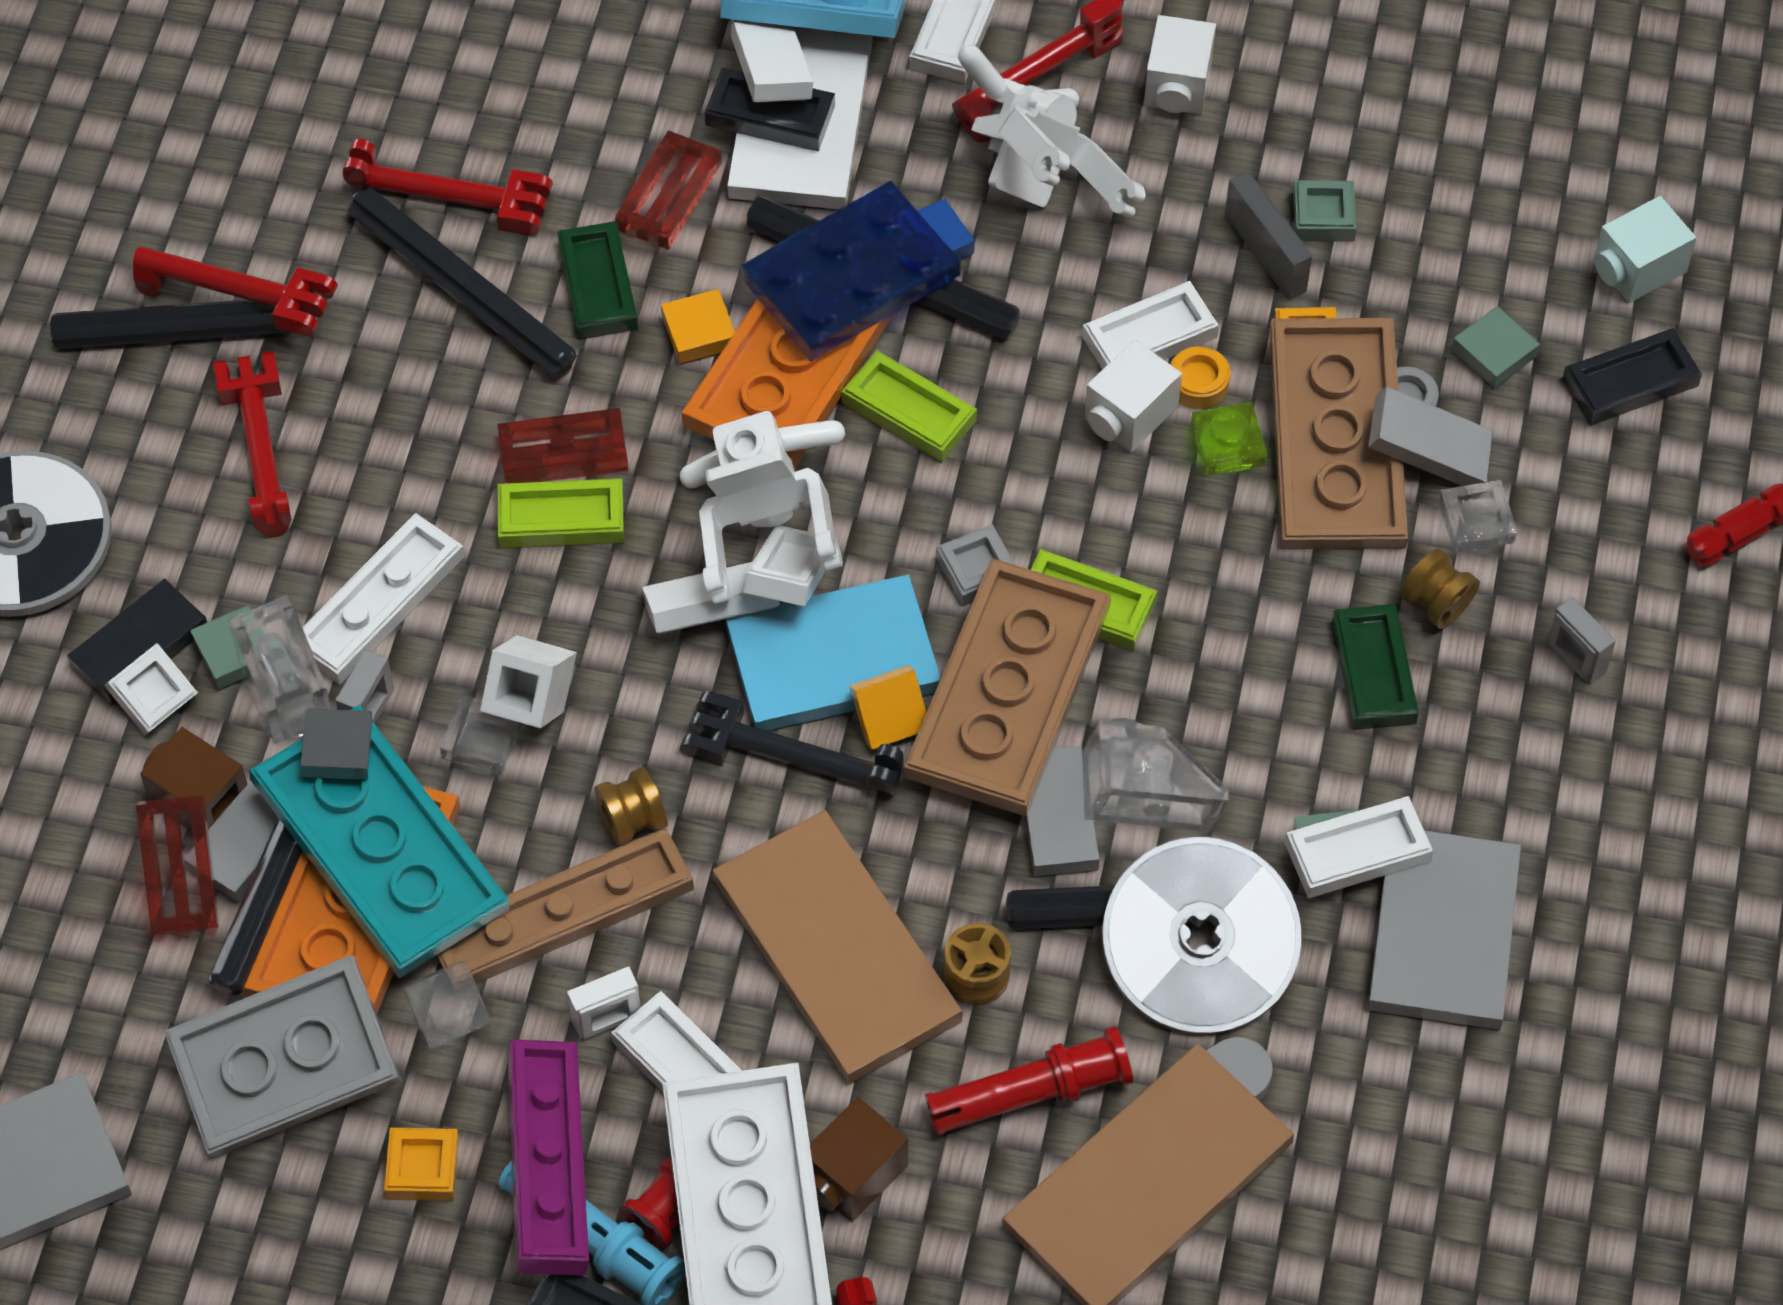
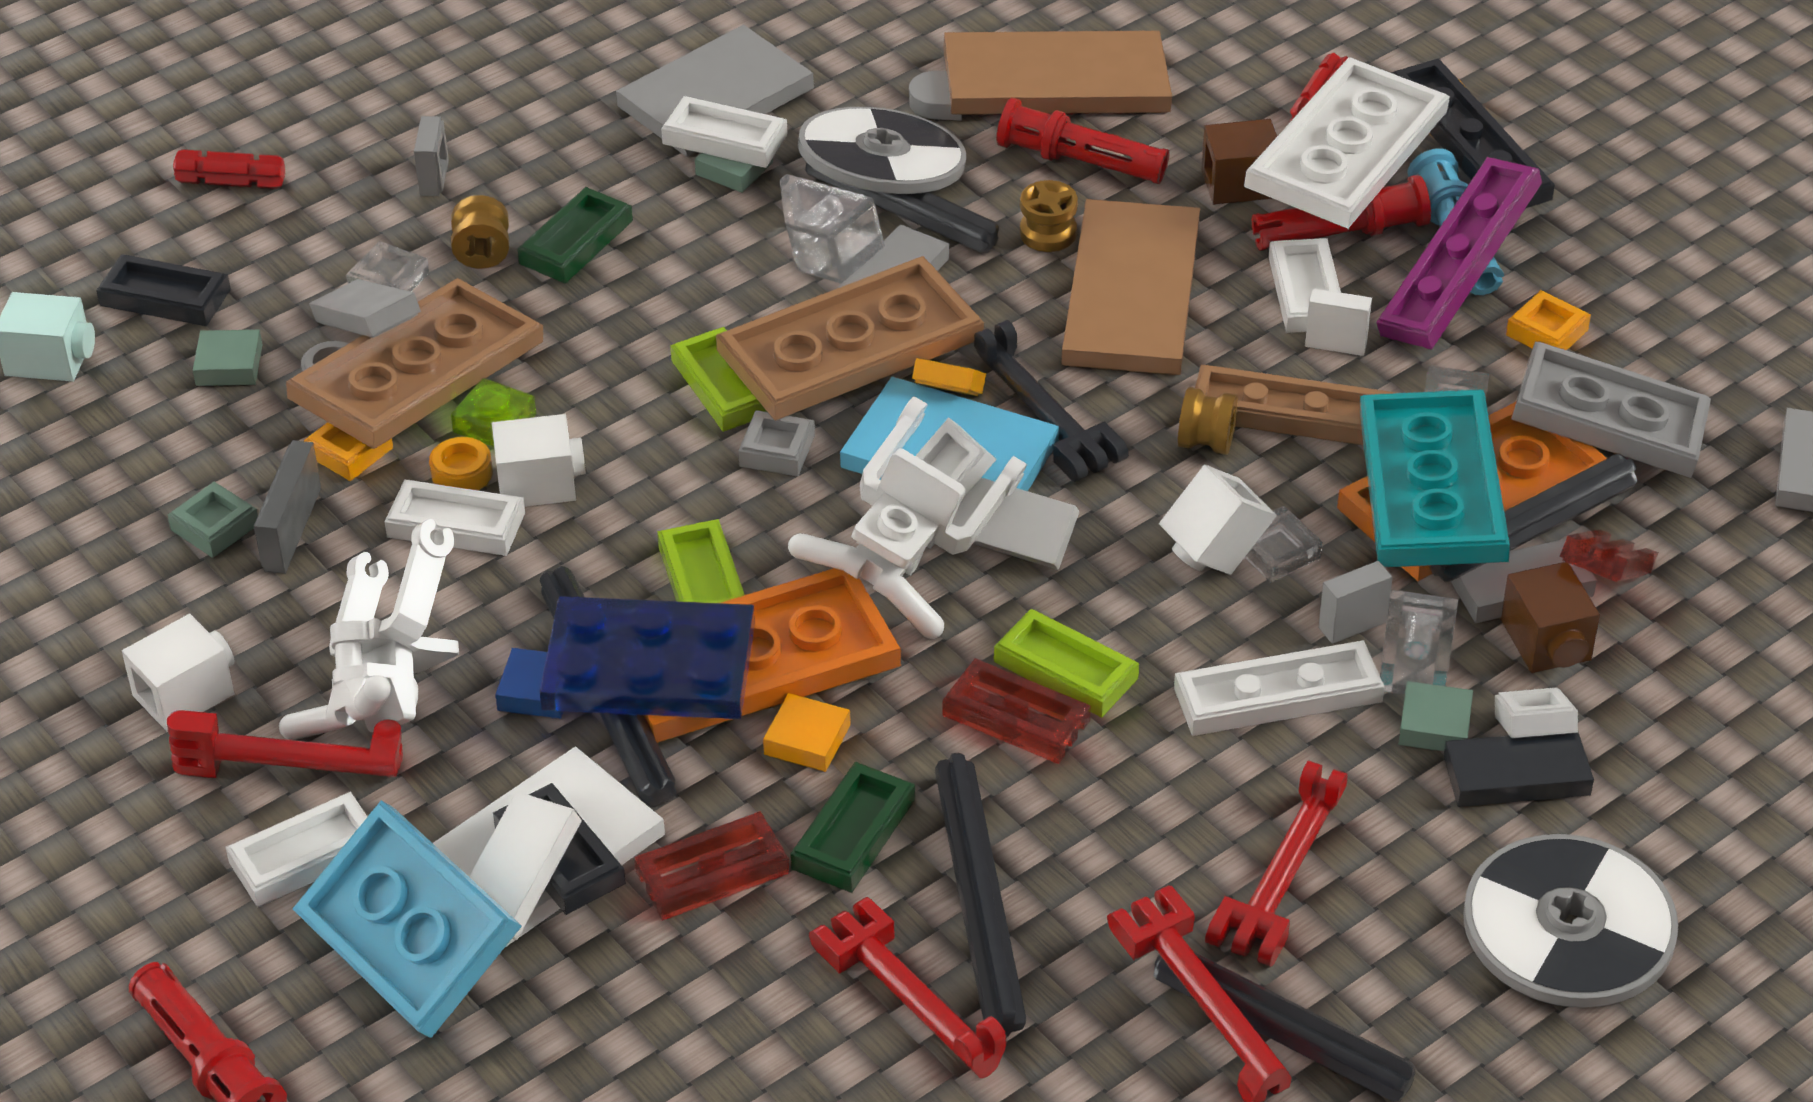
camera: 140 degrees left, 15 degrees down
(336, 743) = (1424, 515): dark grey tile -> none

